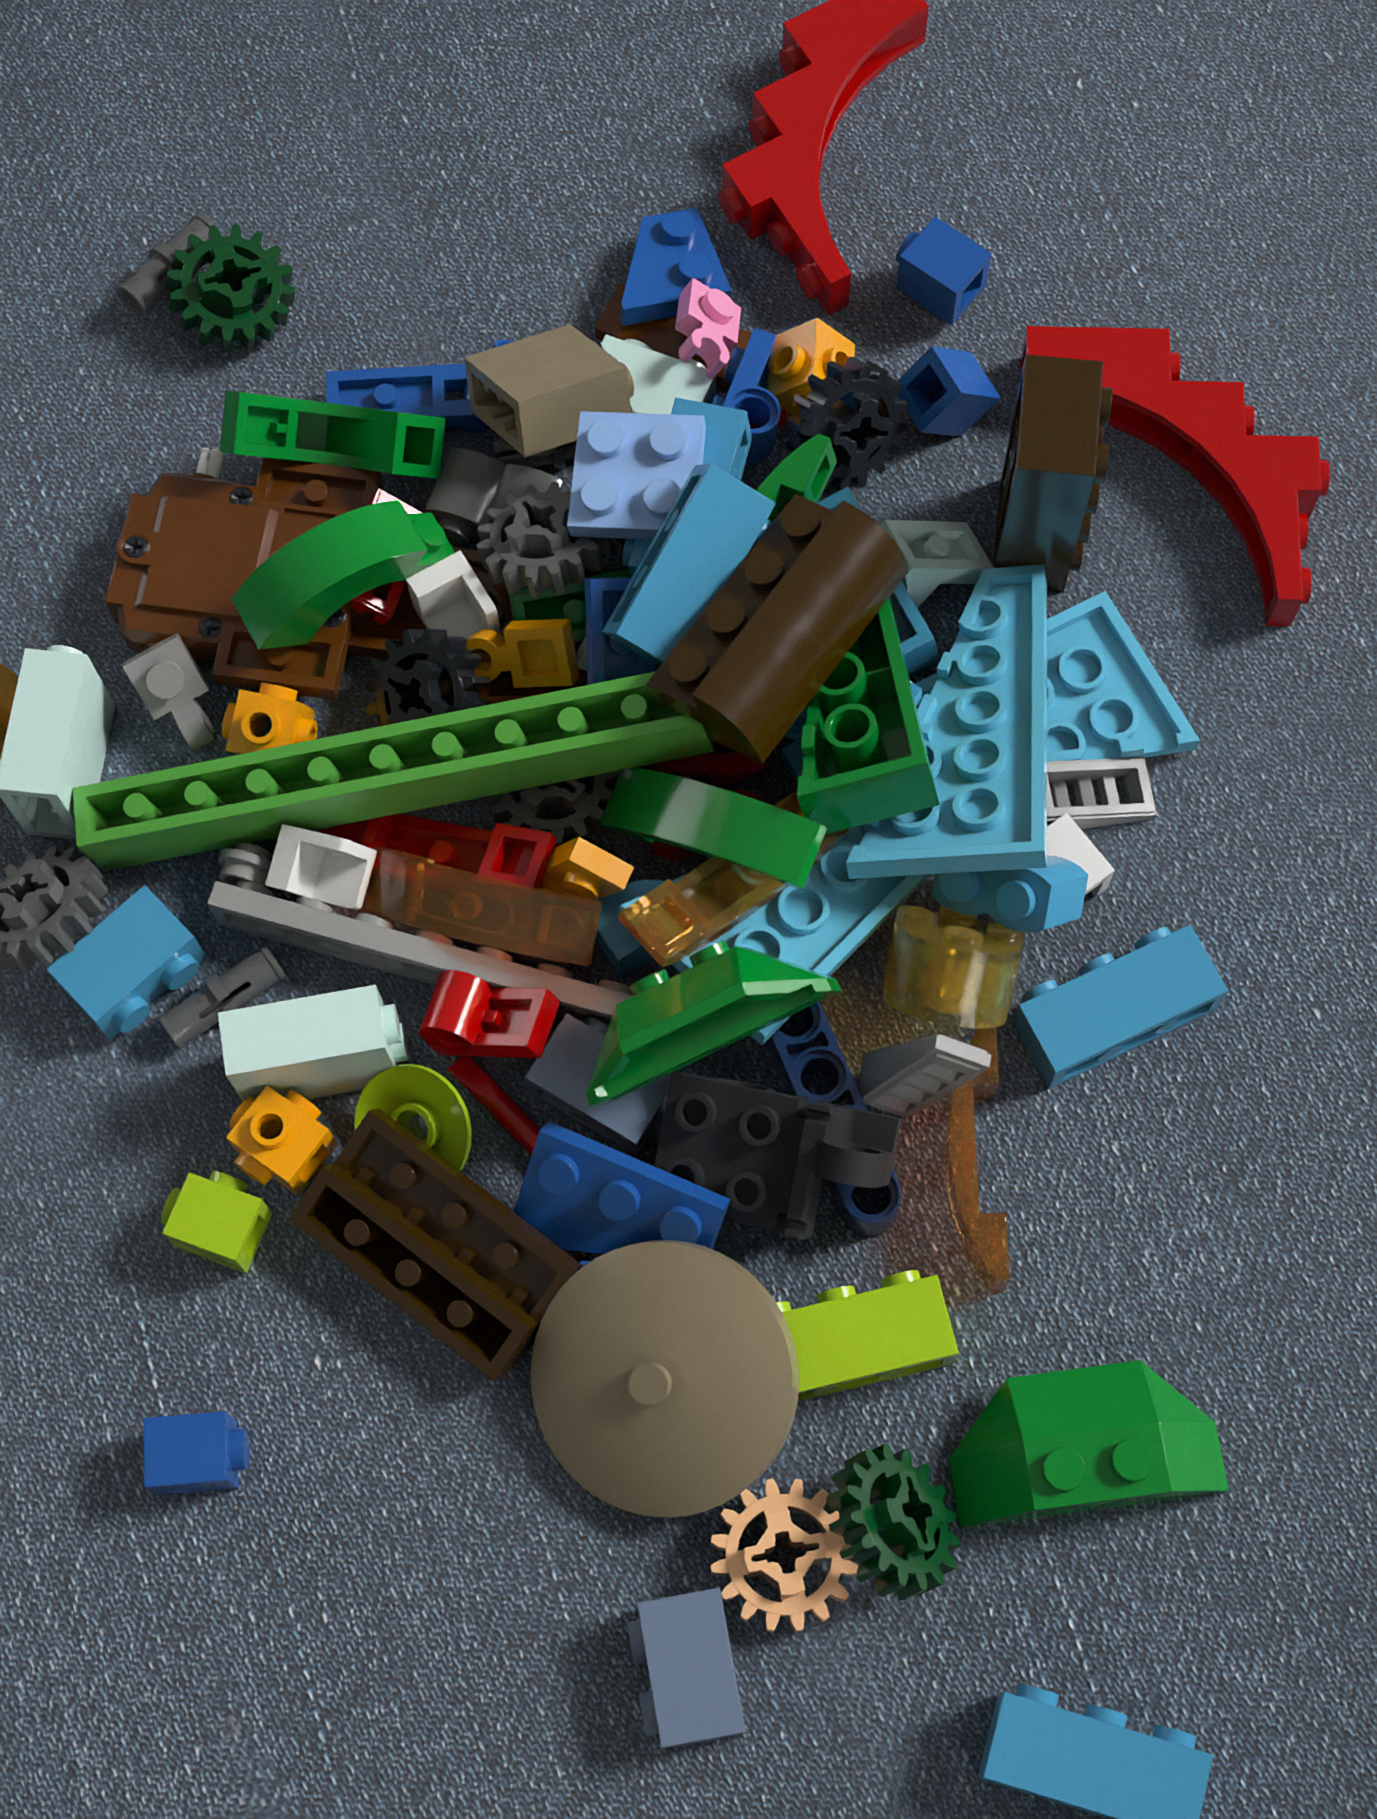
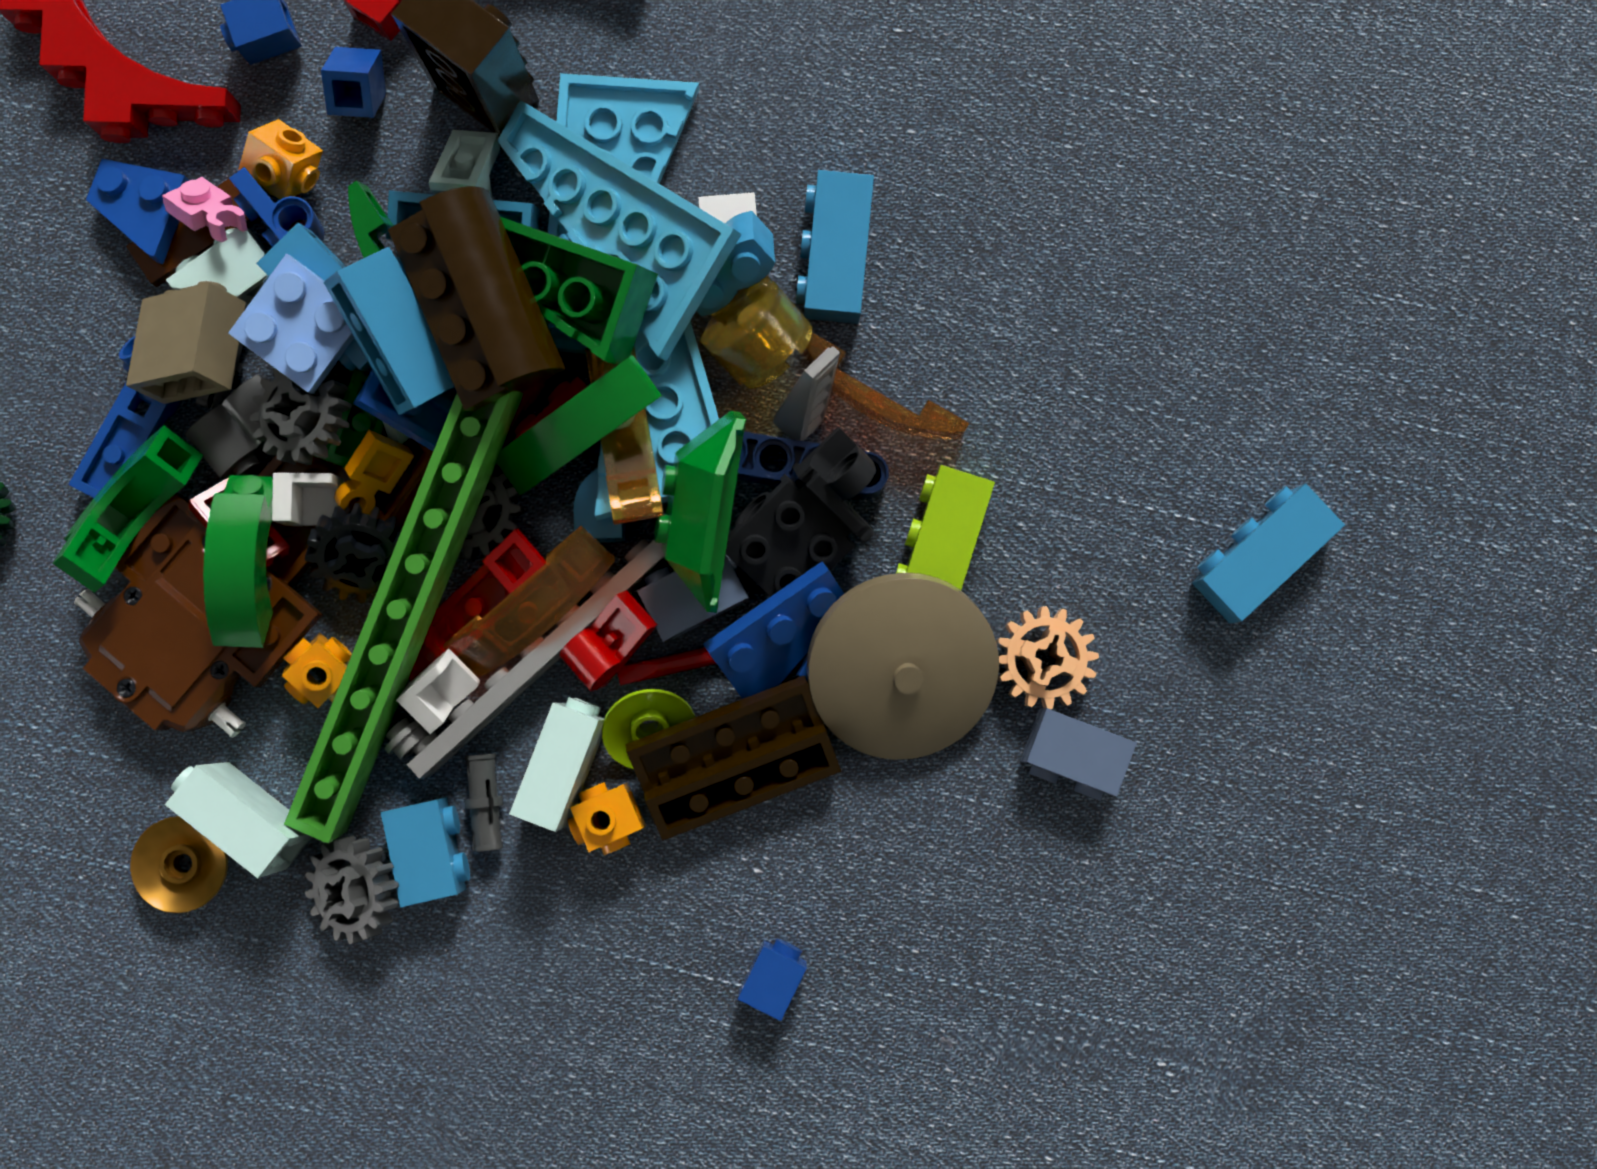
camera: 65 degrees left, 15 degrees up
(171, 682) = (242, 717): light grey plate -> none
(216, 1219) = (632, 886): lime brick -> none
(585, 870) = (553, 524): light orange plate -> none
(857, 412) = (334, 157): black gear -> none
(893, 1522) = (1068, 582): dark green gear -> none
(1083, 1446) = (1087, 444): green wedge -> none
(1086, 812) = (671, 172): light grey slope -> none

